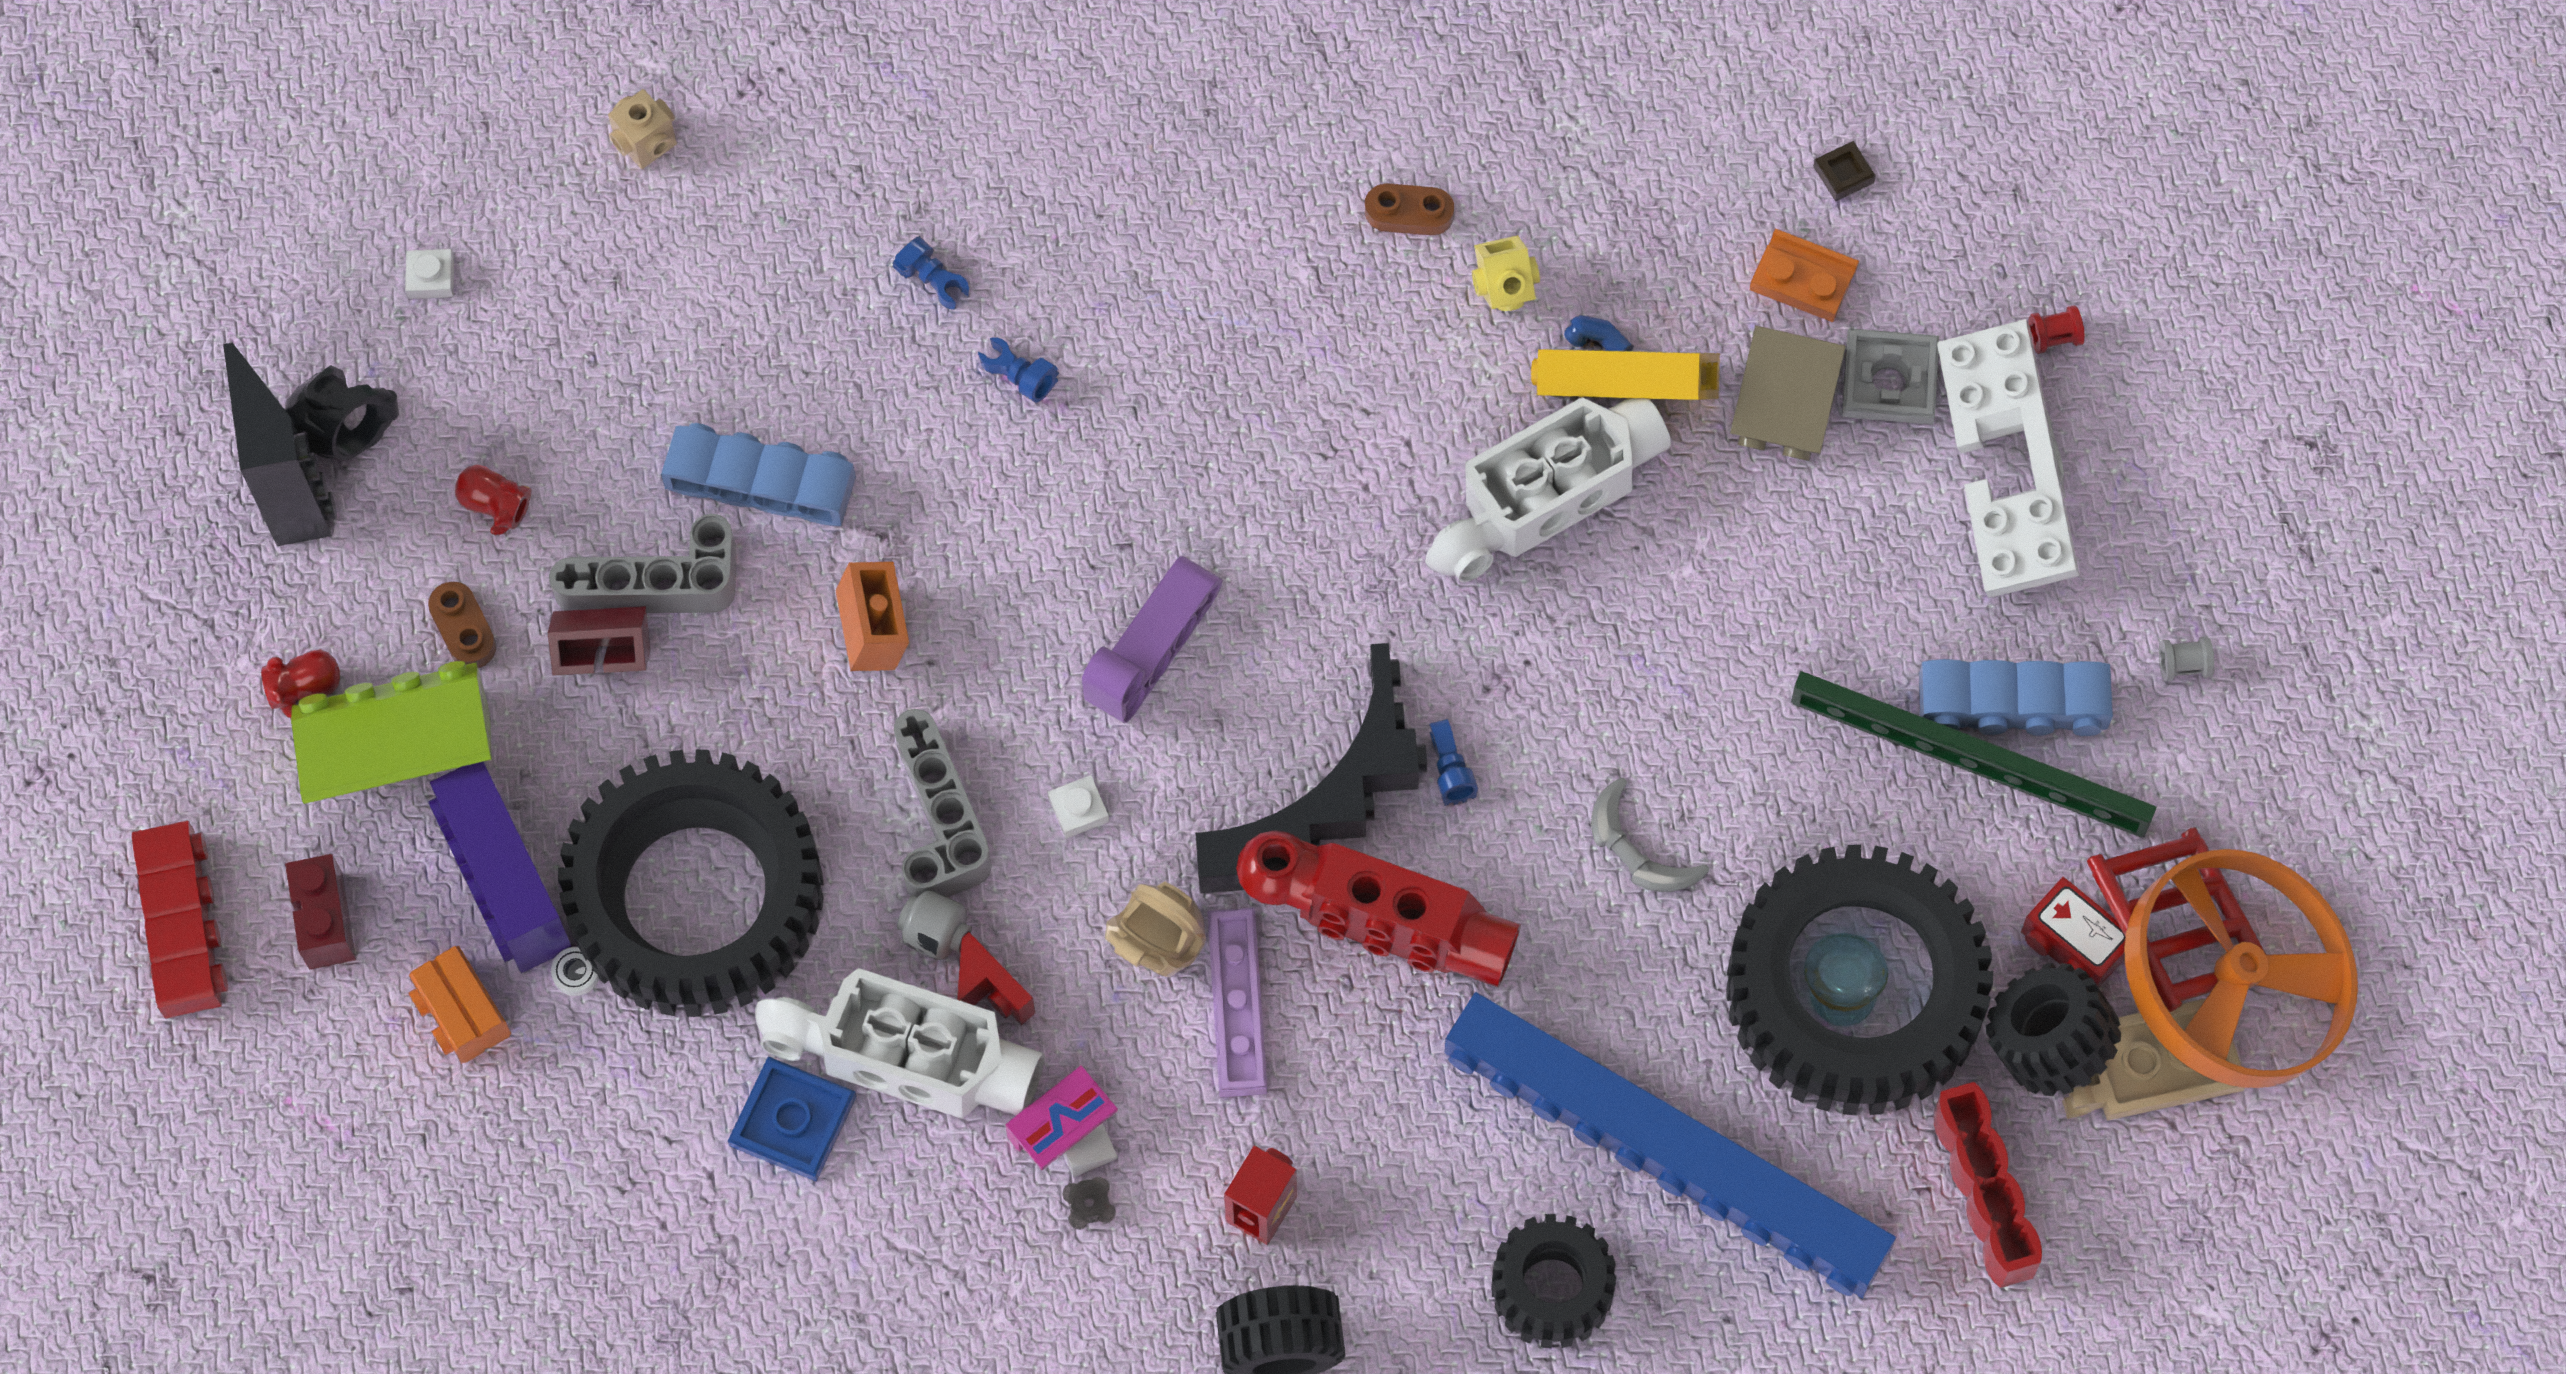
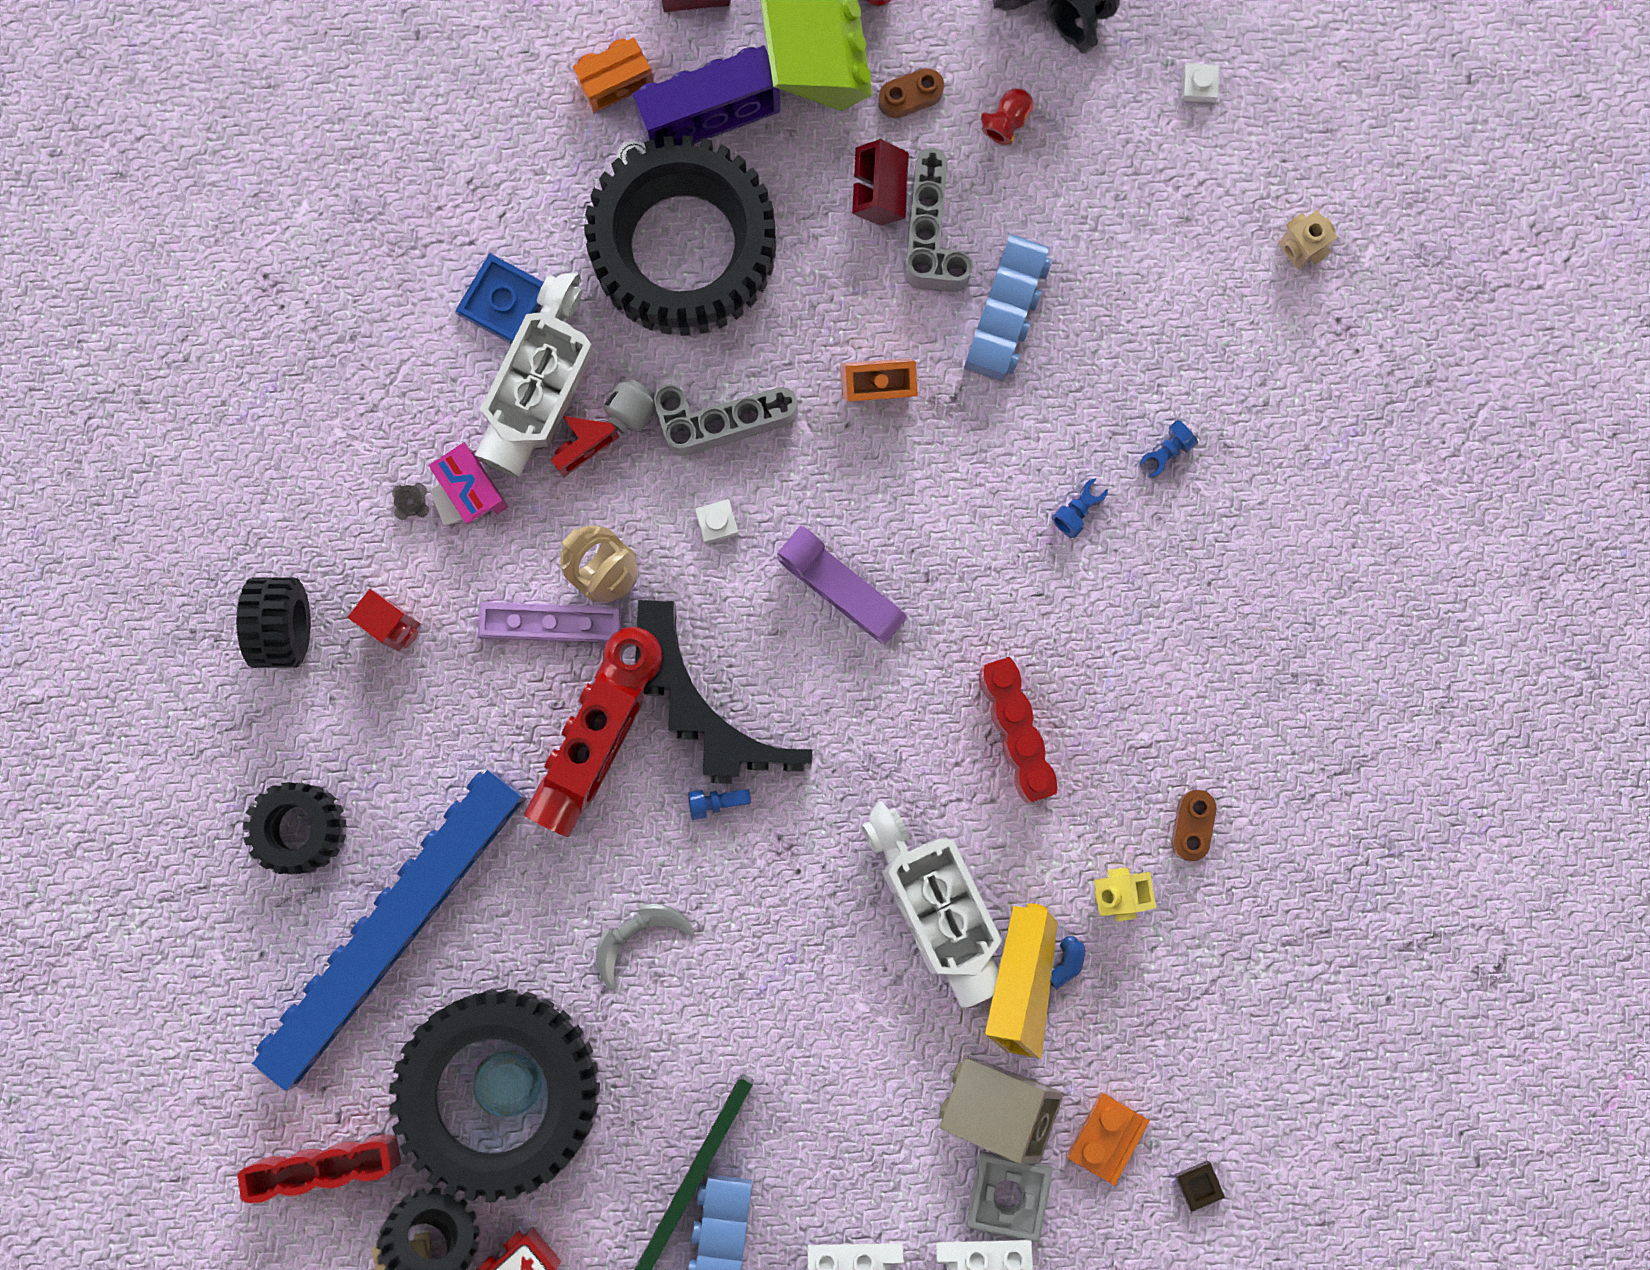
camera: 90 degrees right, 15 degrees up
(1326, 409) = (1021, 740): none -> red brick

